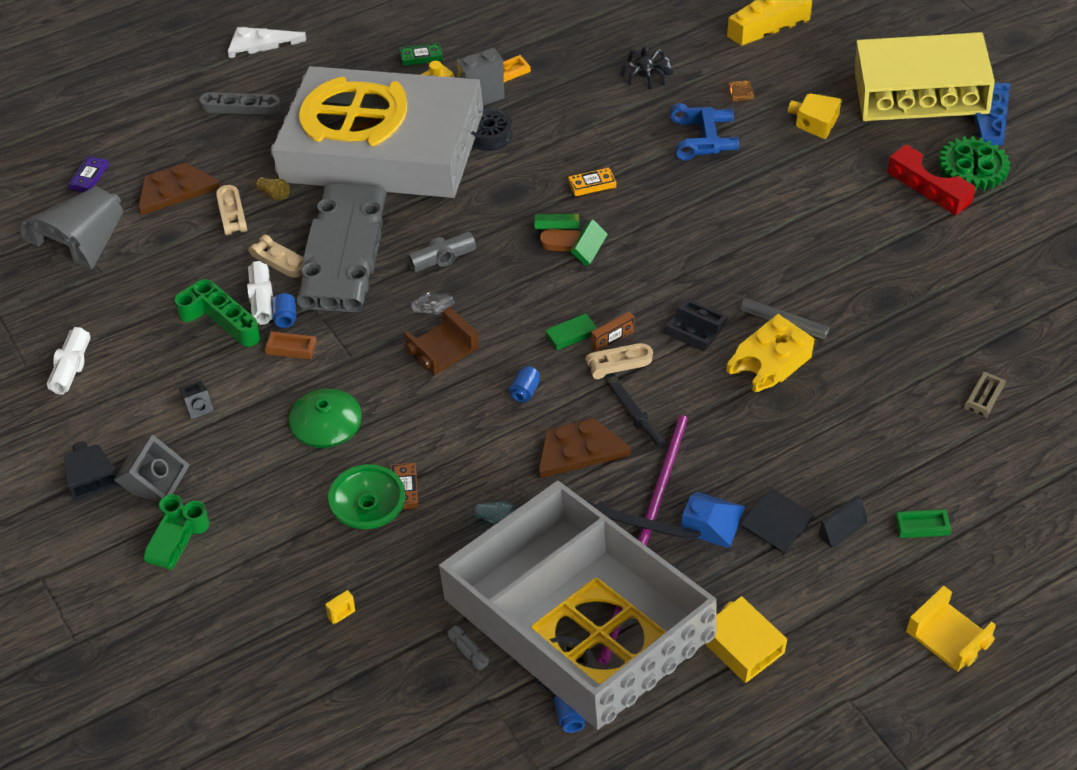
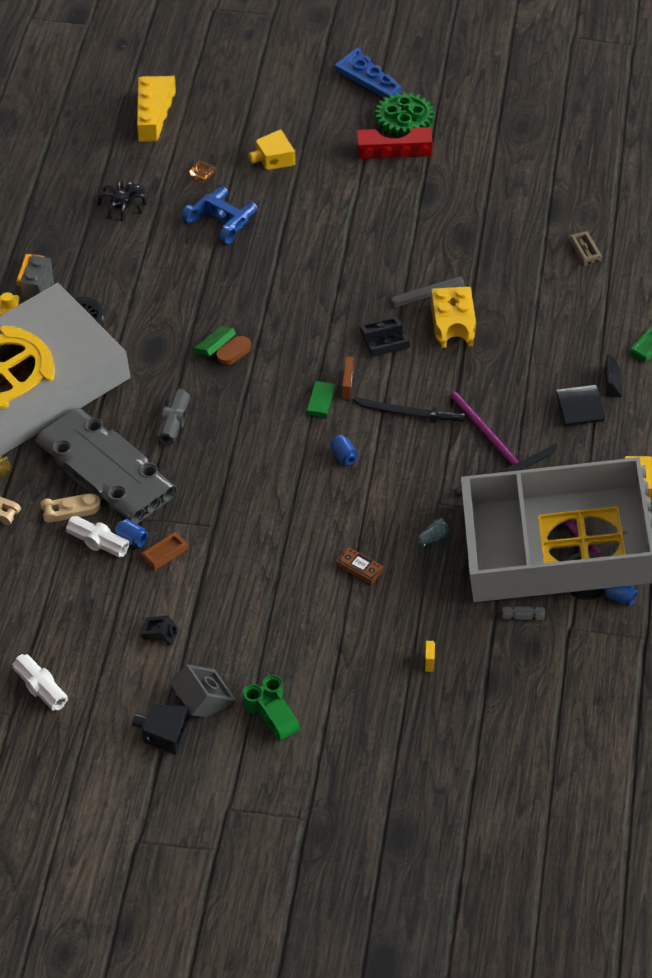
camera: 50 degrees left, 0 degrees up
(210, 299) = (92, 567): green beam -> none
(325, 418) = (255, 579): green dish -> none
(365, 487) = (359, 578): green dish -> none
(432, 303) = (220, 450): clear tile -> none
(444, 343) = (257, 467): reddish brown panel -> none
(579, 446) = (421, 458): reddish brown wing -> none
(589, 242) = (254, 338): tile -> none
(592, 181) = (197, 300): light orange tile -> none
(619, 359) = (374, 391): tan plate -> none
(713, 518) = (544, 433): blue slope -> none
(923, 76) = (310, 78): light yellow brick -> none

